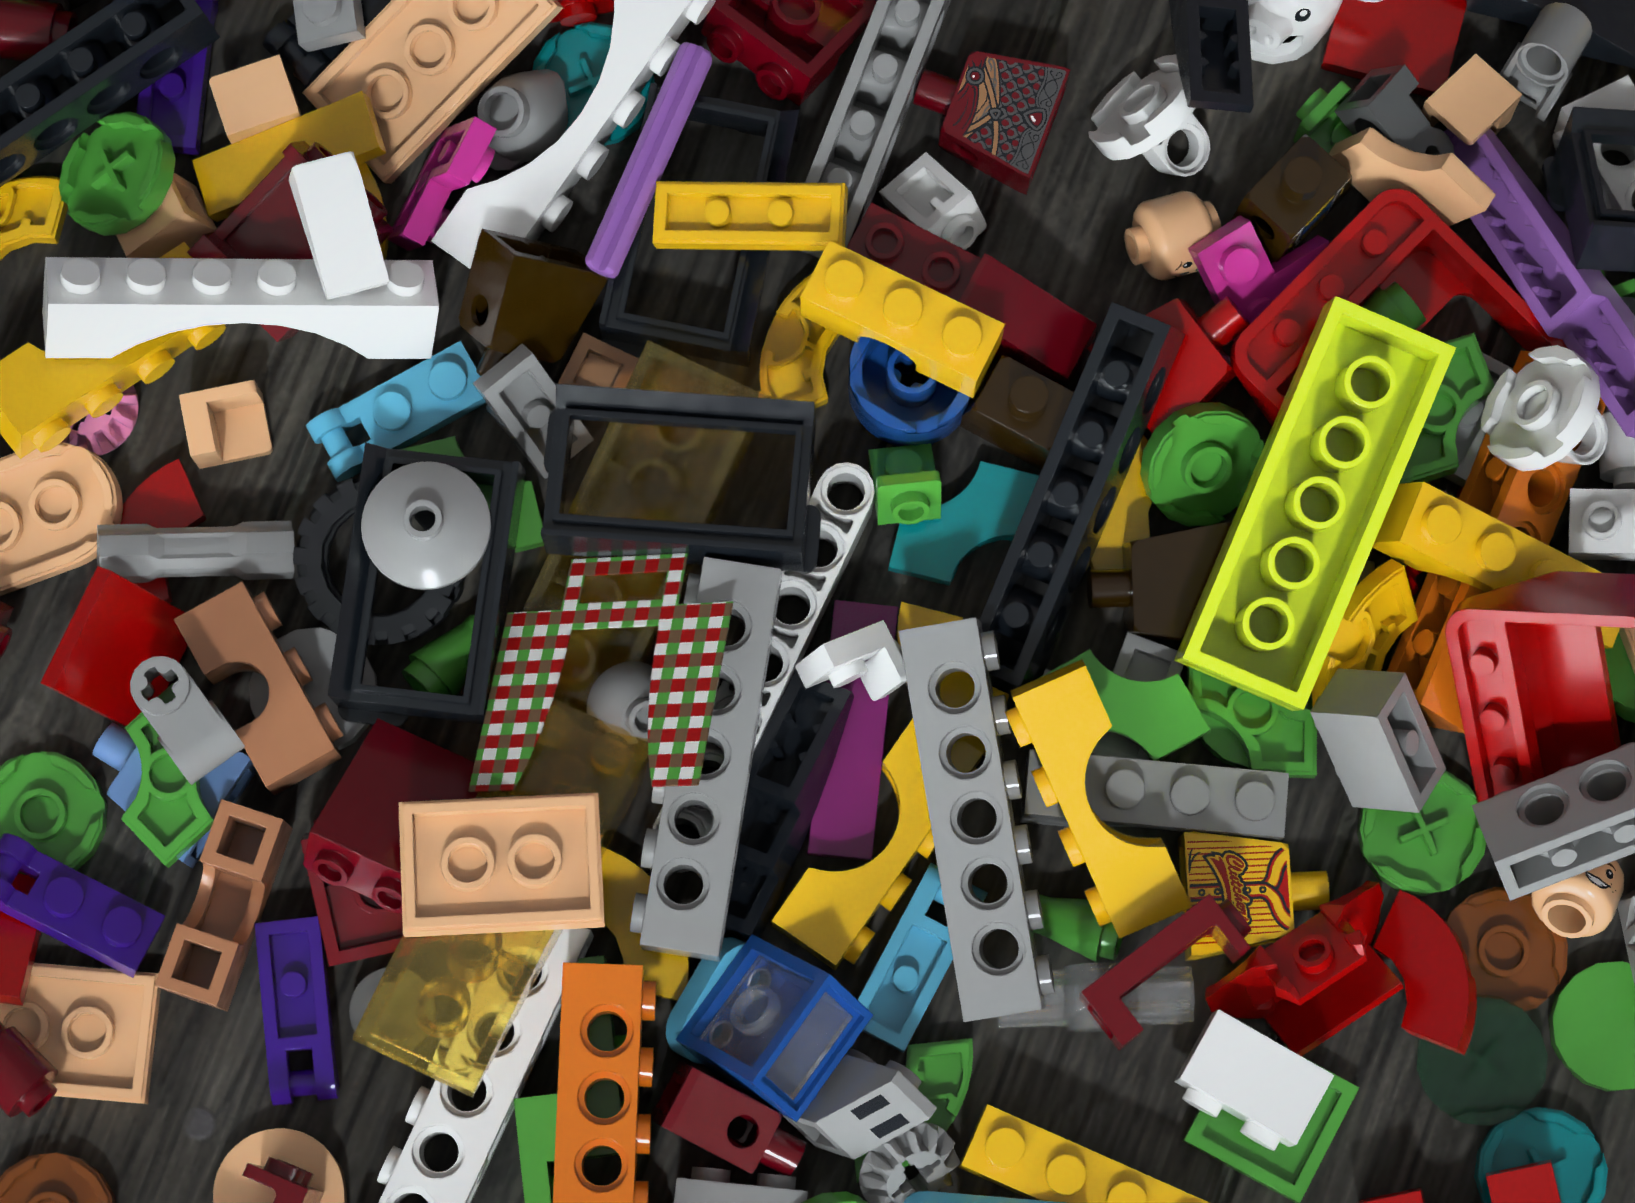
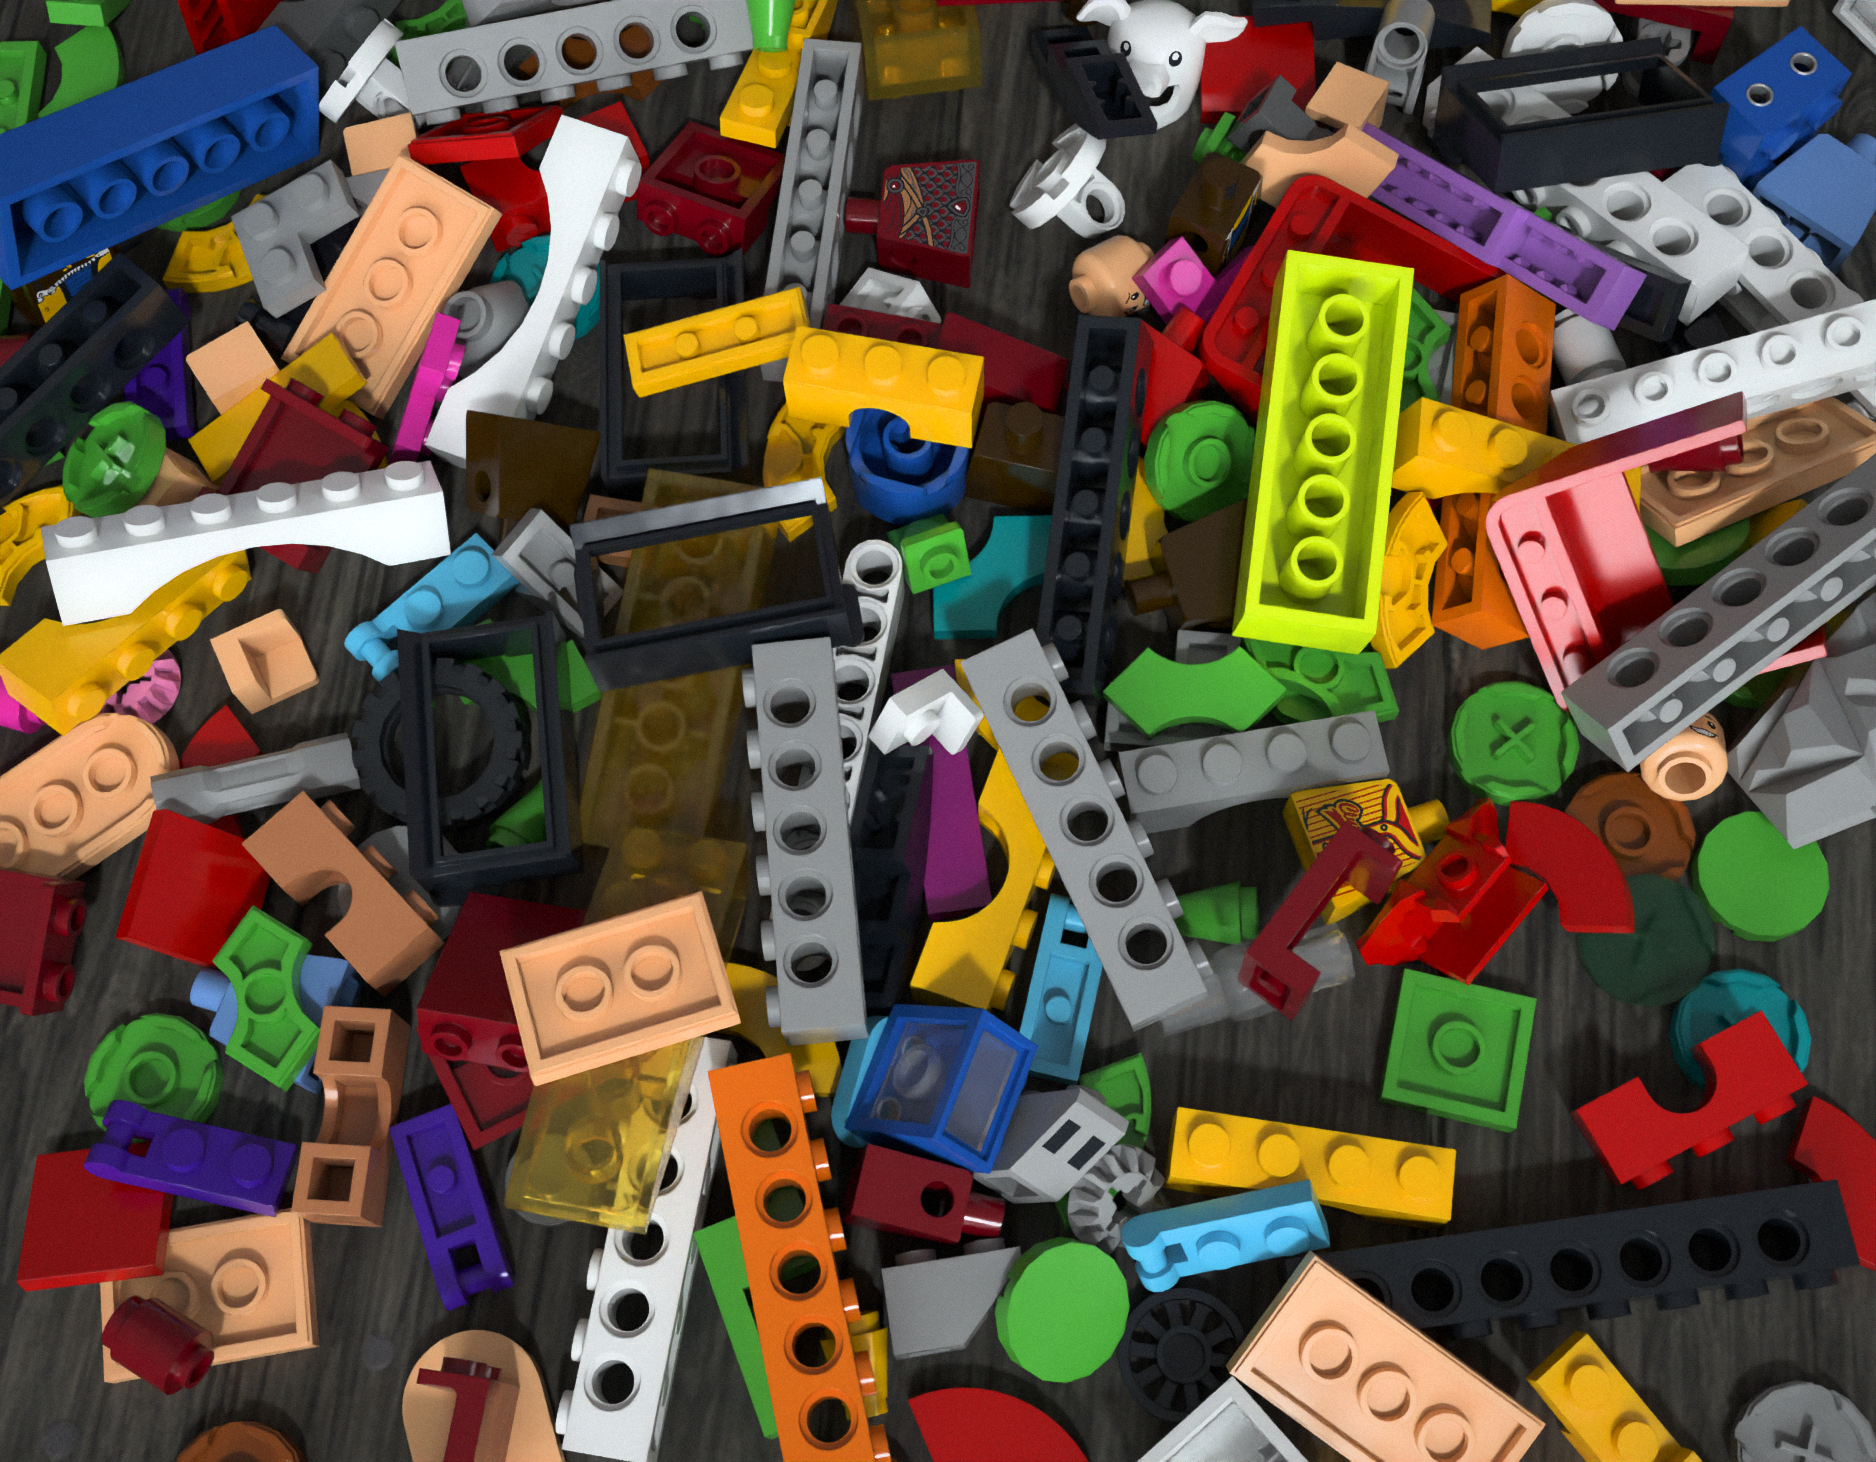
camera: 10 degrees left, 10 degrees down
(187, 726) = (269, 933): light grey piece -> none
(338, 224) = (324, 431): white slope -> none
(432, 556) = (488, 711): light grey dish -> none
(622, 698) = (716, 809): light grey brick -> none
(648, 160) = (612, 321): medium lavender axle -> none
(682, 676) = (758, 765): piece -> none
(1130, 873) = (1254, 842): yellow arch -> none
(1253, 1081) = (1435, 1013): white brick -> none
(1378, 740) = (1449, 657): light grey brick -> none
(1546, 412) = (1510, 322): white tile -> none

